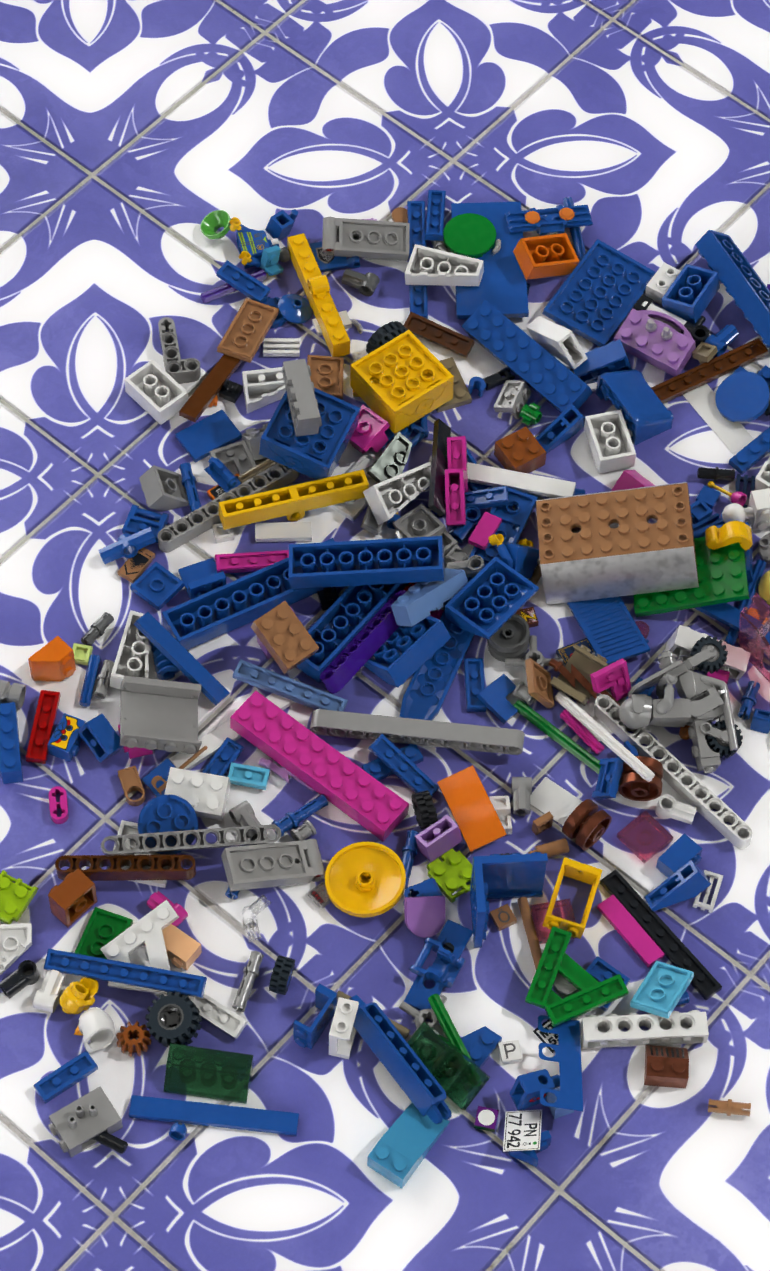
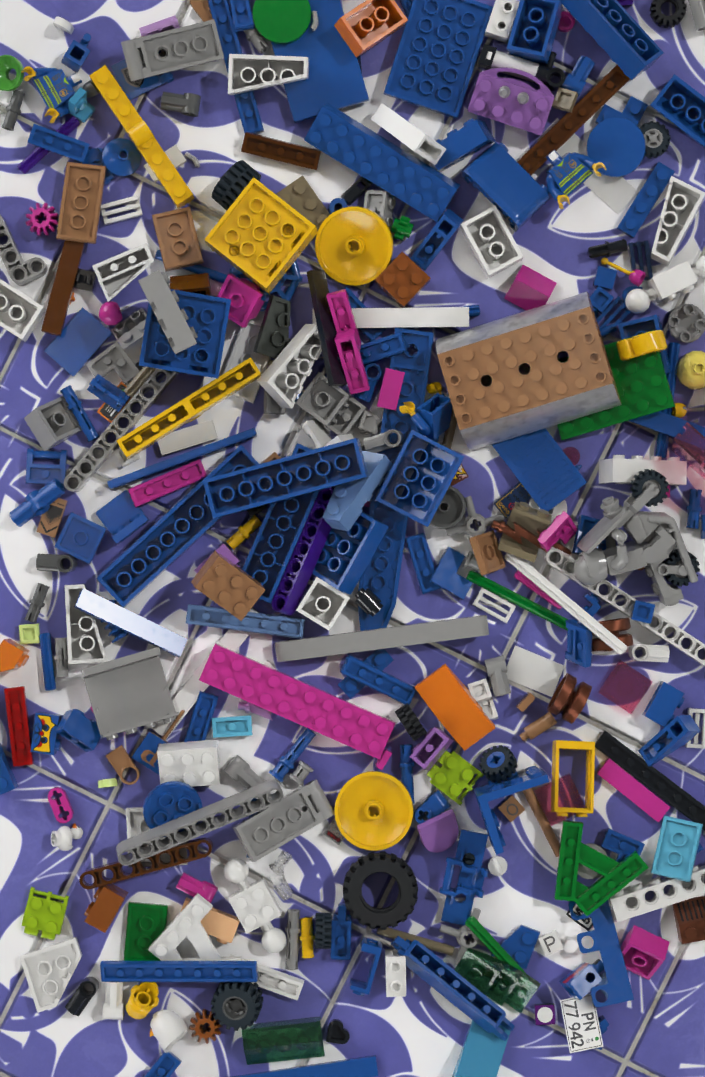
camera: 10 degrees left, 30 degrees up
(53, 830) = (64, 835): none -> white animal
(111, 795) = (105, 783): none -> yellowish green tile
(127, 599) = (54, 562): none -> dark grey piece
(208, 336) = (45, 225): none -> dark pink gear
(211, 254) = (13, 110): none -> dark grey pin
(220, 937) = (255, 905): none -> white brick
(245, 418) = (110, 313): none -> dark pink piece
(262, 544) = (183, 458): none -> blue tile
(262, 983) = (307, 937): none -> yellow pin
(265, 1083) = (337, 1033): none -> black tile
(276, 204) = (63, 24): none -> white tile
(298, 988) = (341, 934): none -> blue hinge
(312, 616) = (244, 532): none -> yellow pin
(350, 976) = (386, 916): none -> black tyre
(369, 689) = (323, 603): none -> white brick
(389, 837) = (383, 760): none -> dark pink tile
(413, 697) = (368, 601): none -> black brick
(475, 966) = (497, 865): none -> white tile
(483, 414) = (354, 245): none -> yellow dish
(528, 739) = (508, 613): none -> white tile
(603, 1081) = (643, 952): none -> dark pink slope
(677, 763) = (642, 611): none -> blue plate
(695, 406) = (568, 174): none -> blue torso
(719, 301) = (566, 22): none -> dark pink tile

